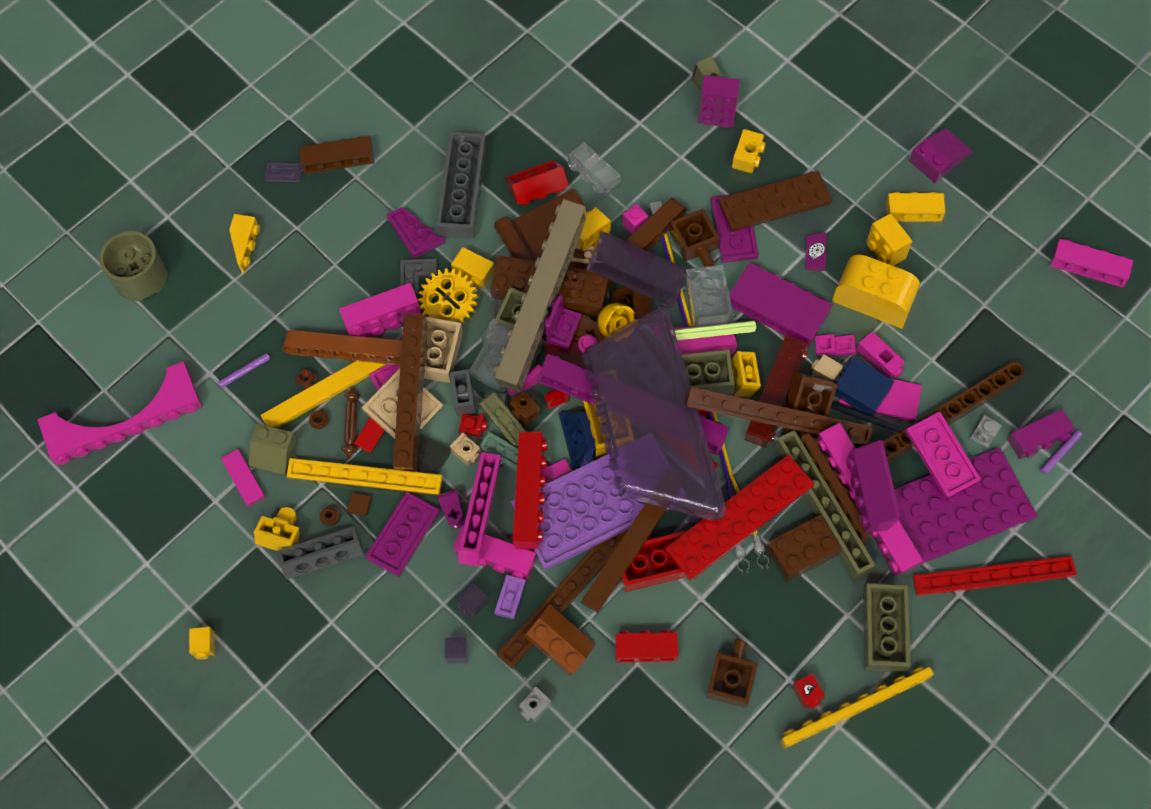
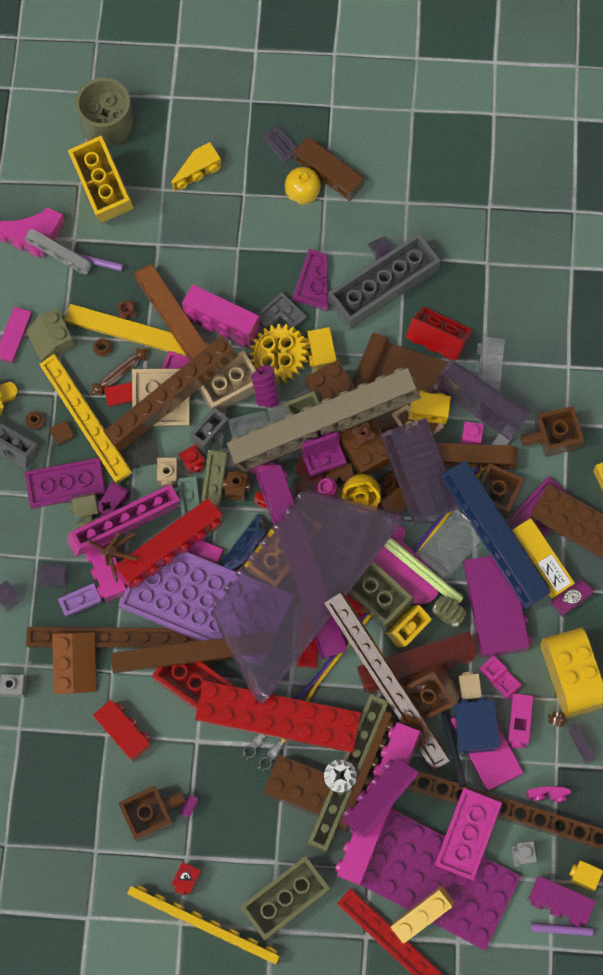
camera: 50 degrees right, 5 degrees up
(186, 309) = (101, 179): none -> yellow brick
(211, 387) = (58, 251): none -> light grey beam
(331, 182) = (302, 185): none -> yellow cylinder
(433, 170) = (380, 247): none -> clear purple slope
(437, 532) = (84, 506): none -> olive brick
(469, 322) = (265, 387): none -> magenta piece
(498, 536) = (110, 551): none -> reddish brown plant
(620, 188) = (480, 400): none -> clear purple brick
(684, 164) = (556, 432): none -> reddish brown brick
(730, 257) = (495, 534): none -> dark blue brick
(753, 645) = (189, 806): none -> magenta tile
(757, 337) = (449, 611): none -> olive gear
(771, 247) = (543, 558): none -> yellow brick
(819, 514) = (340, 785): none -> white gear
(900, 331) = (557, 719): none -> reddish brown plate
(932, 329) = (581, 743): none -> clear purple tile
(952, 380) = (554, 793): none -> dark pink slope
(979, 535) = (422, 914): none -> yellow brick
(1035, 403) = (585, 875): none -> yellow brick

